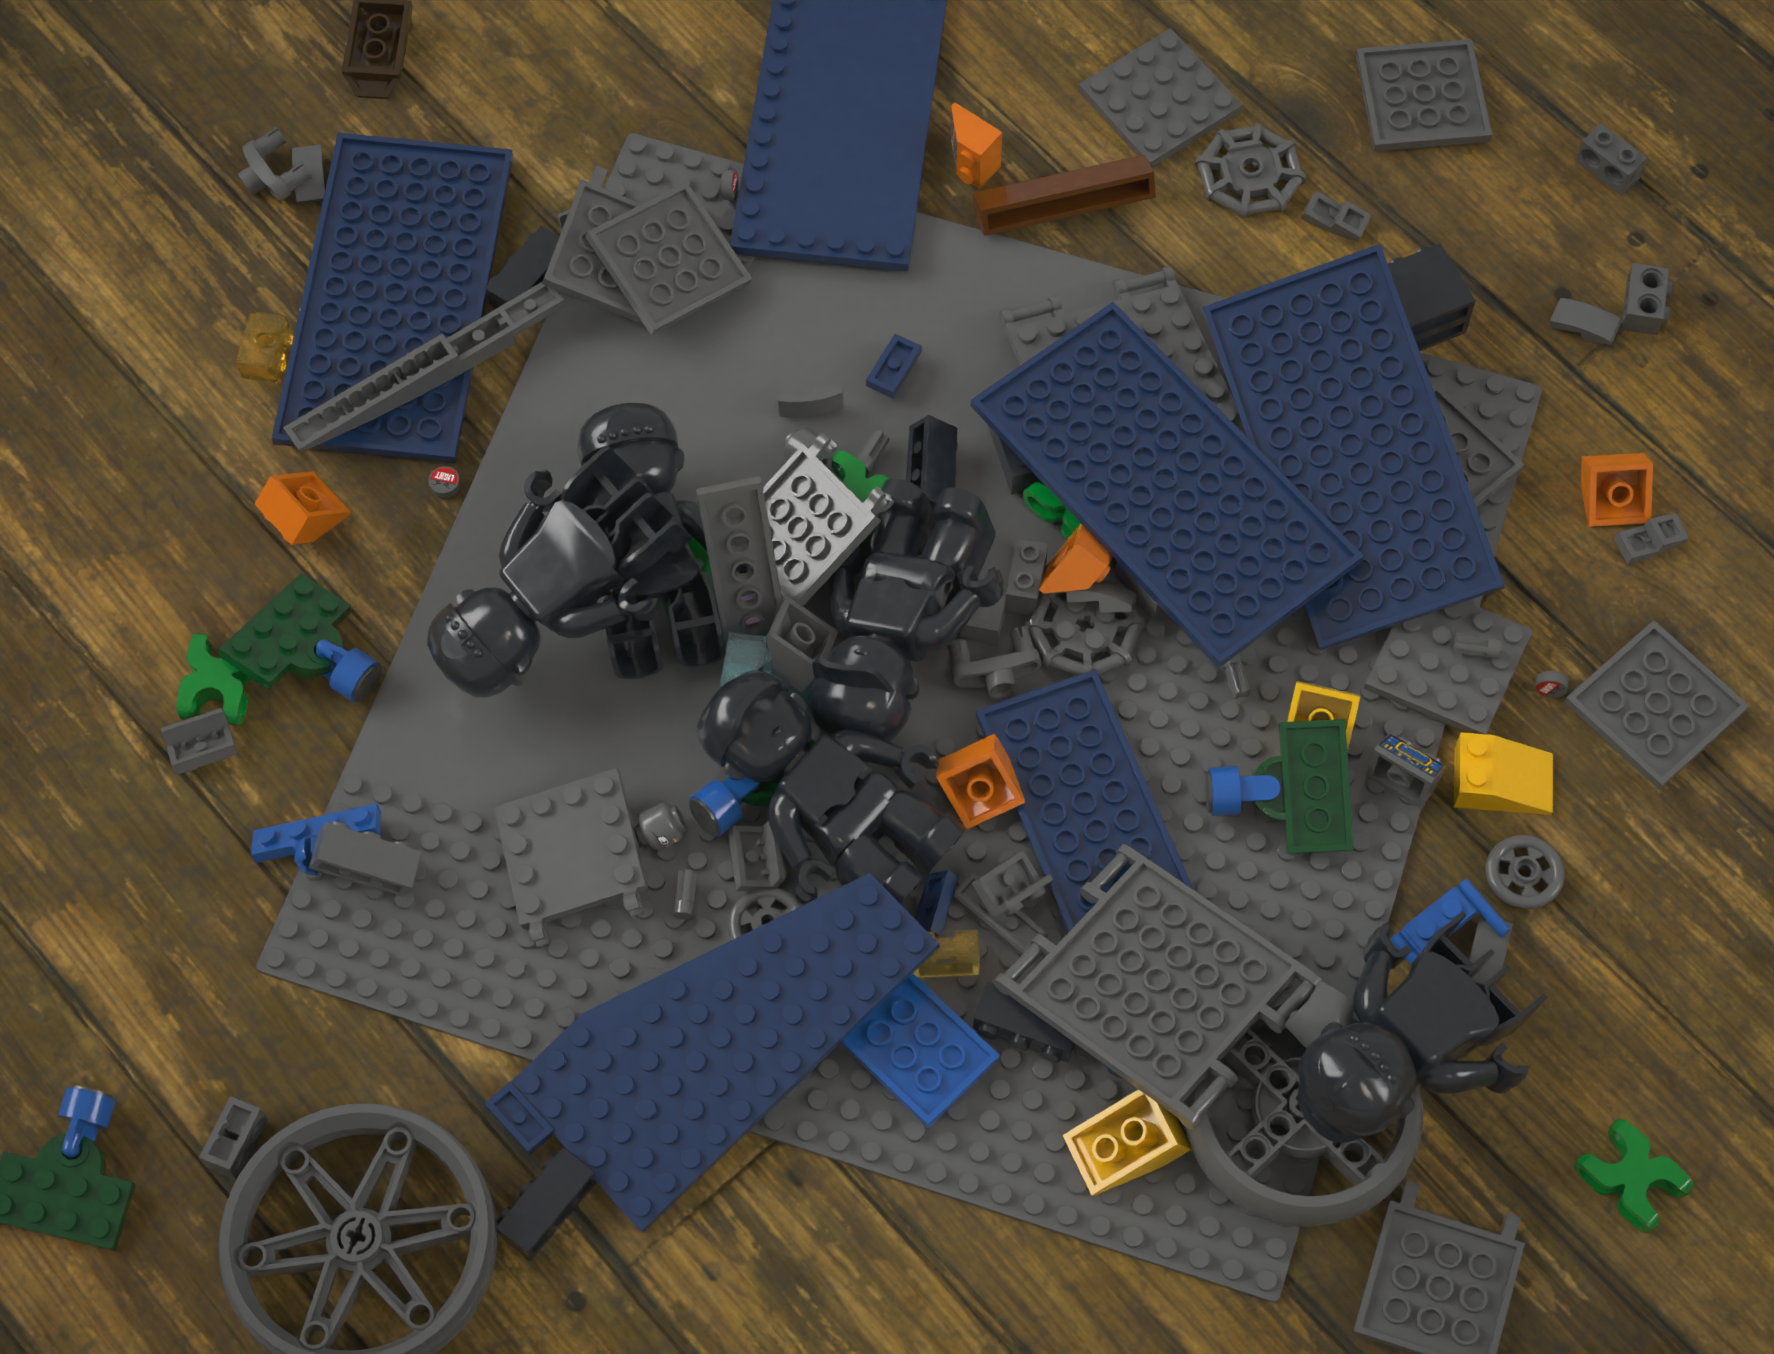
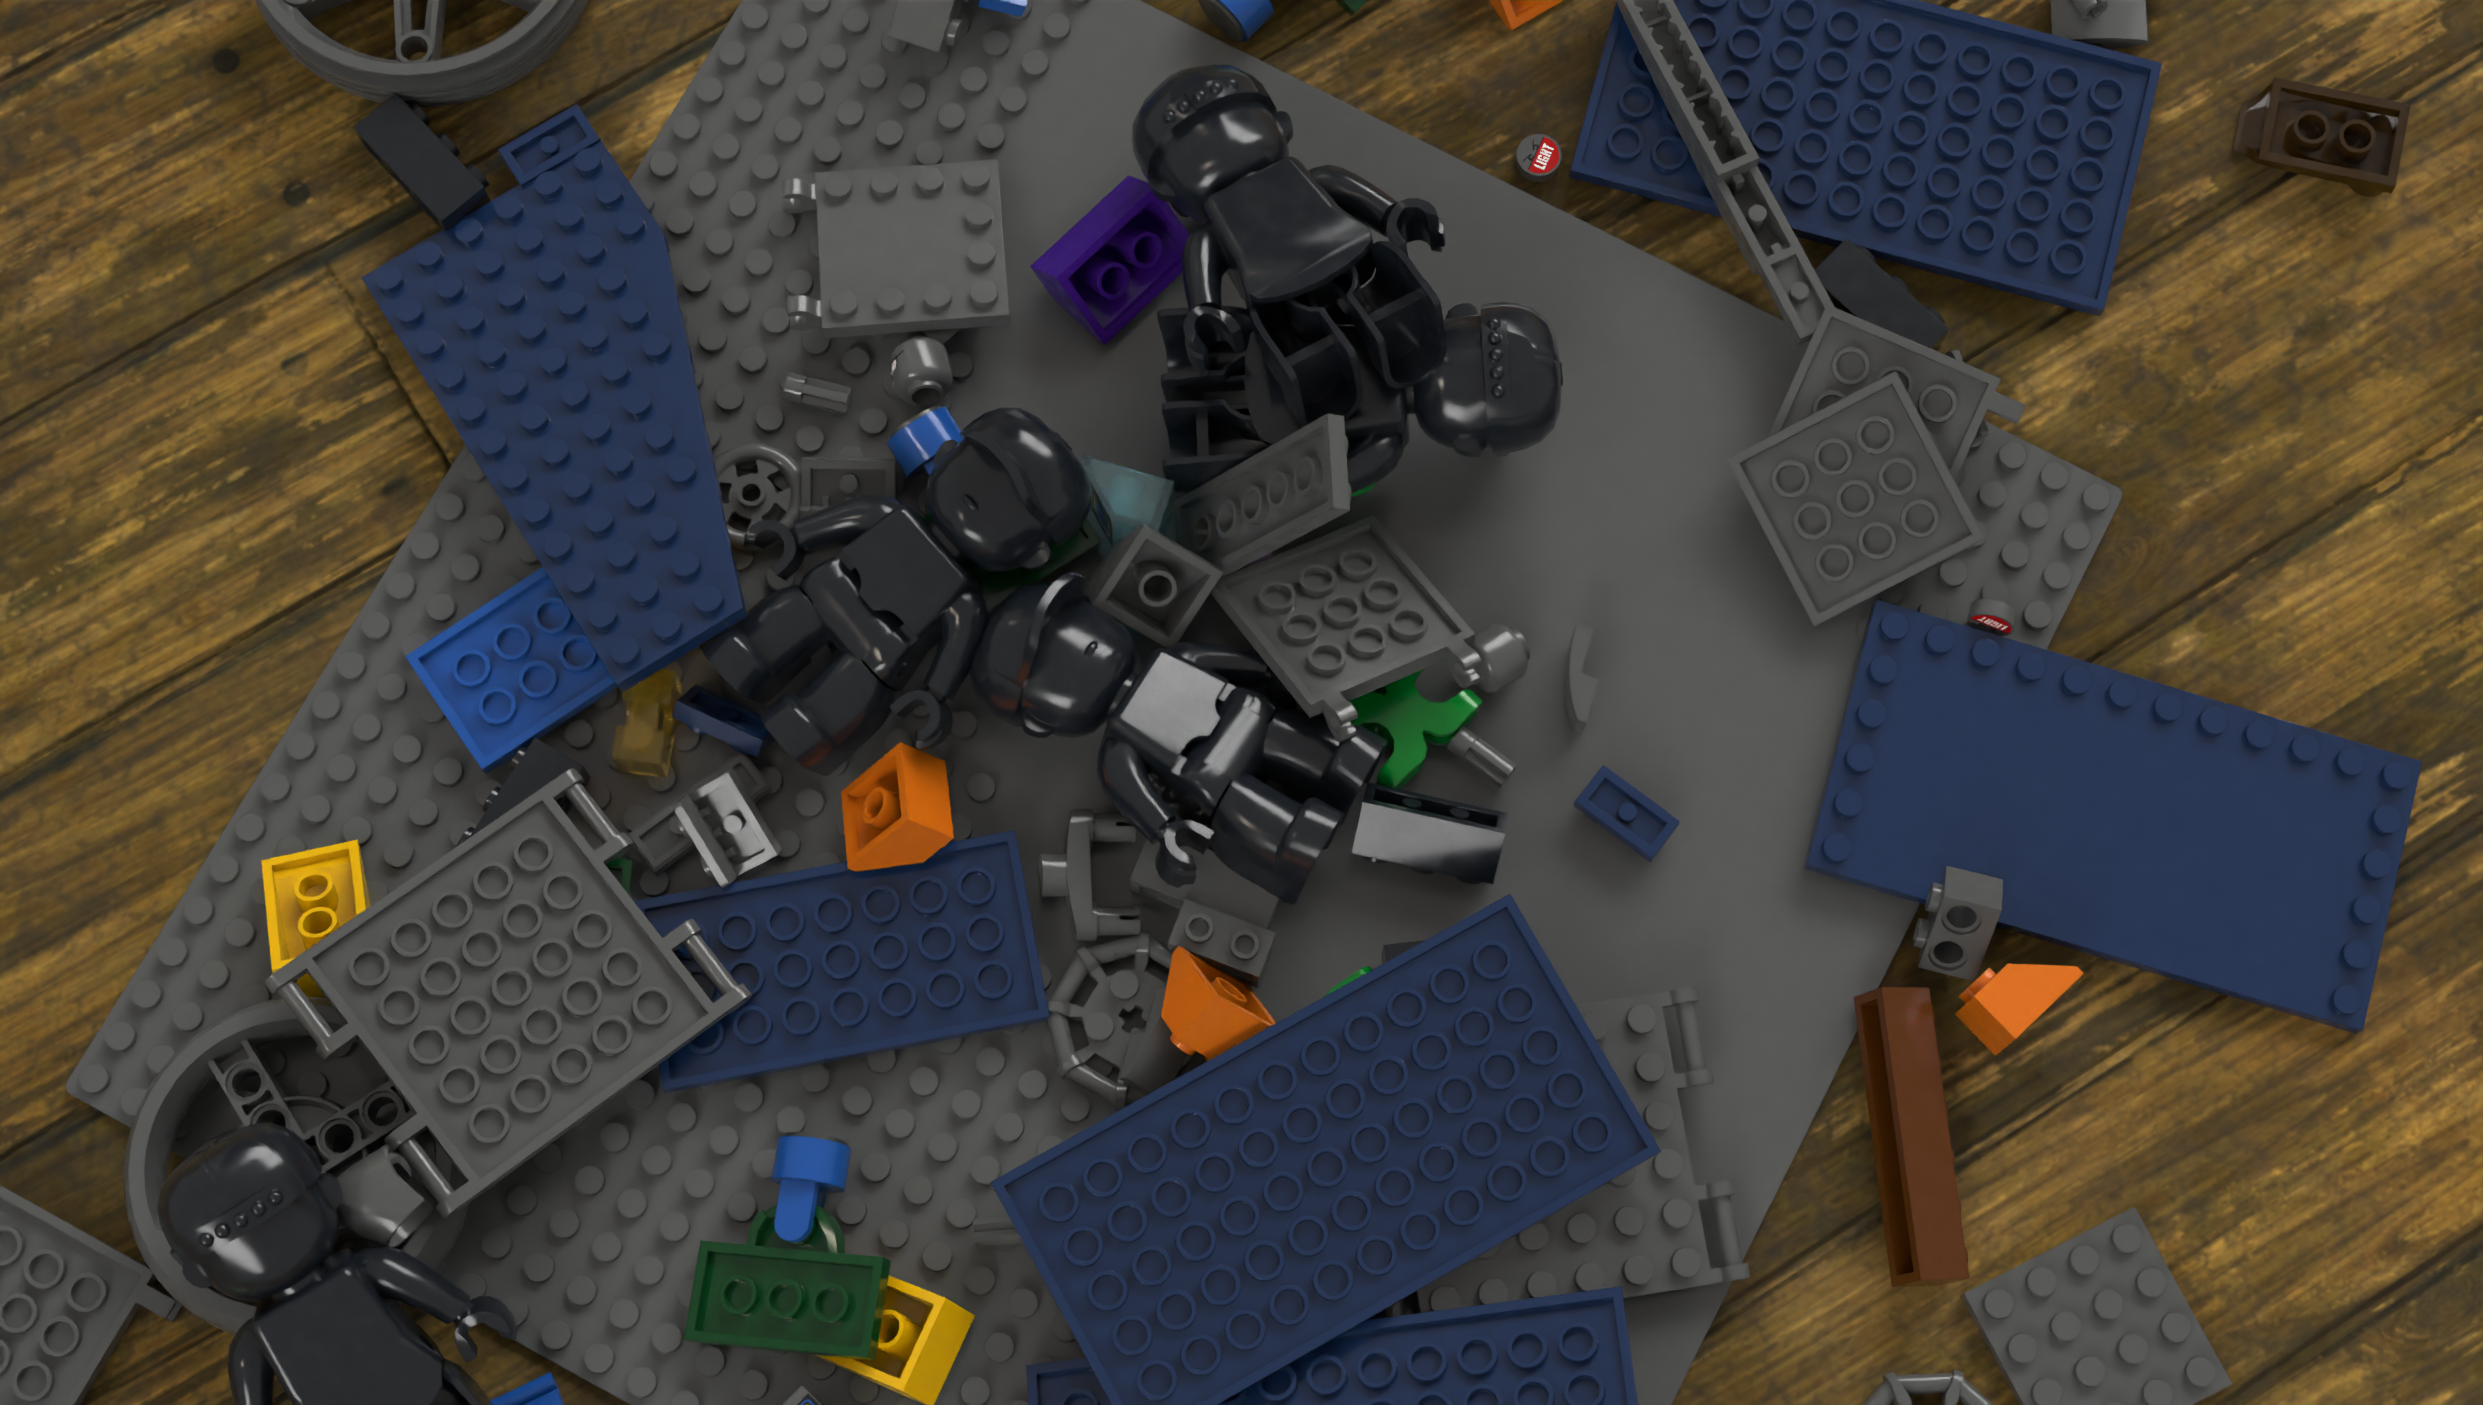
camera: 95 degrees right, 10 degrees up
(558, 718) = (1114, 259): none -> dark purple slope
(930, 178) = (1958, 922): none -> dark grey brick

